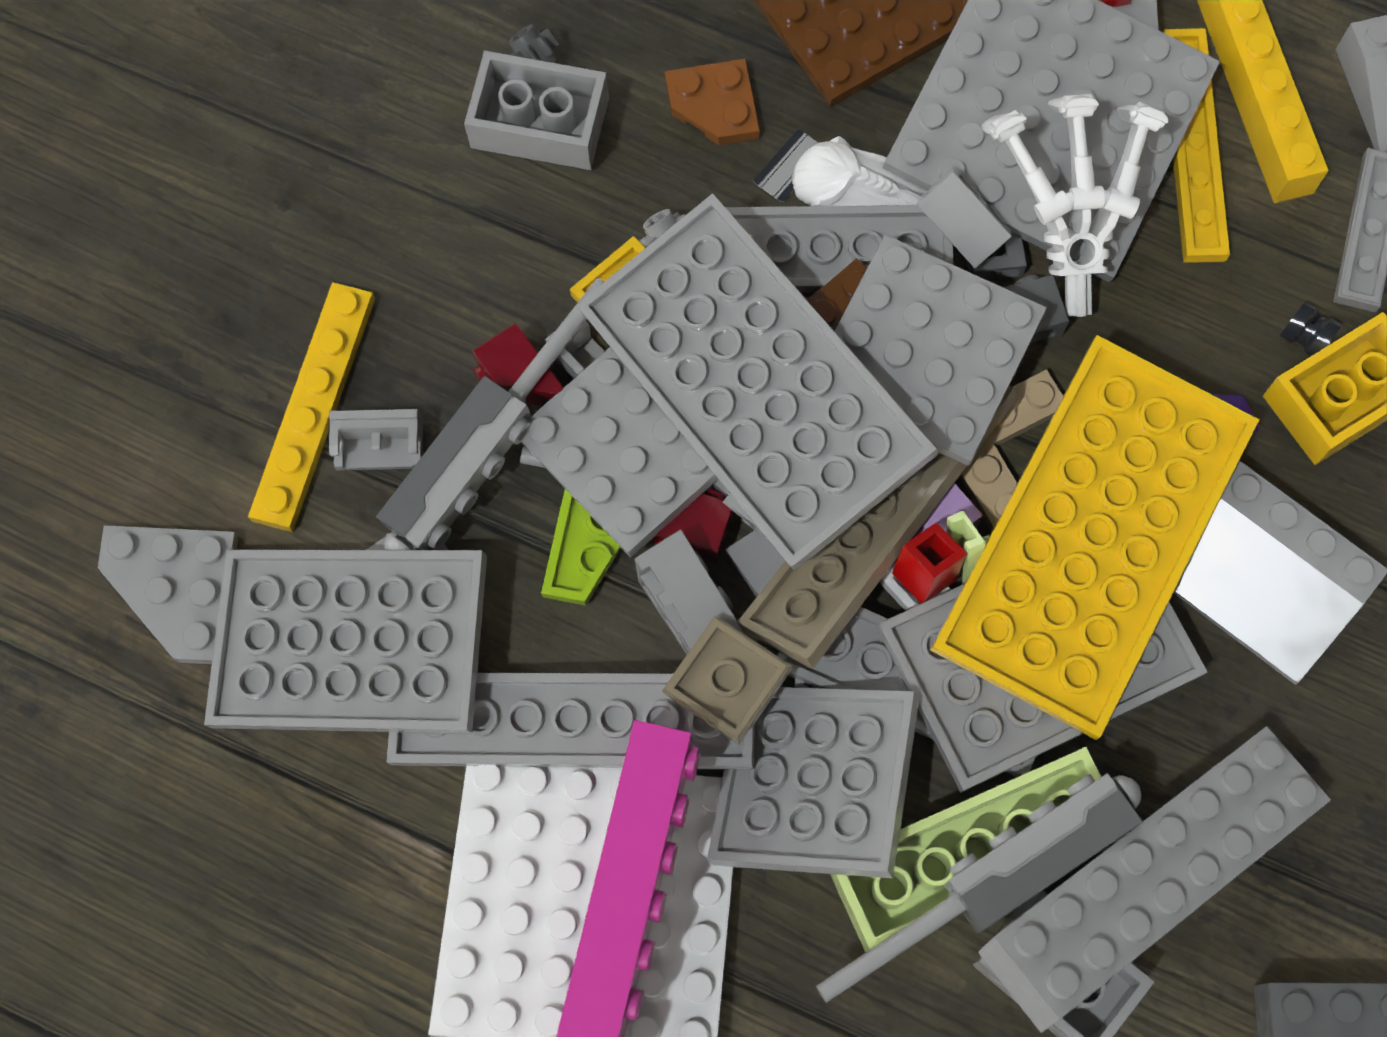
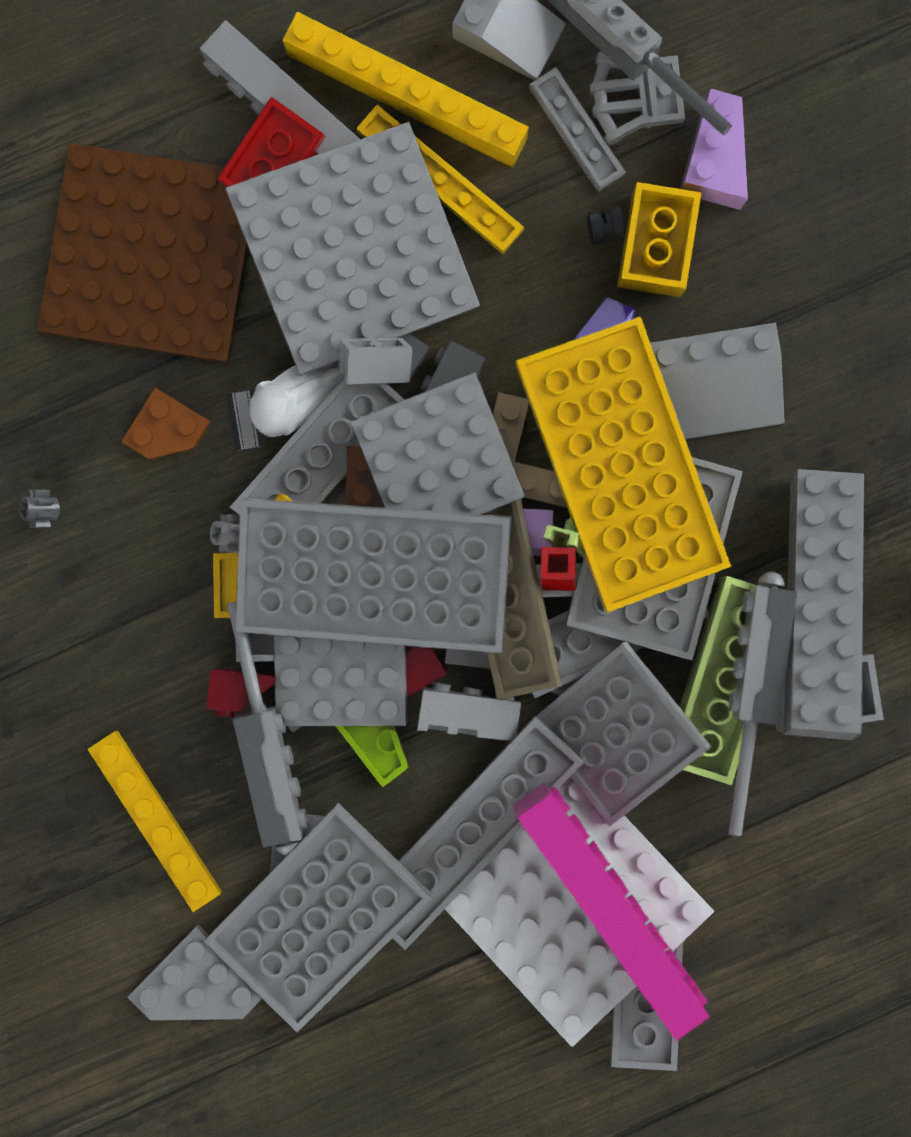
camera: 50 degrees left, 15 degrees up
(375, 439) = (210, 803): light grey hinge -> none
(537, 110) = (83, 541): light grey brick -> none
(727, 679) = (526, 735): dark tan tile -> none
(1083, 193) = (438, 295): white piece -> none

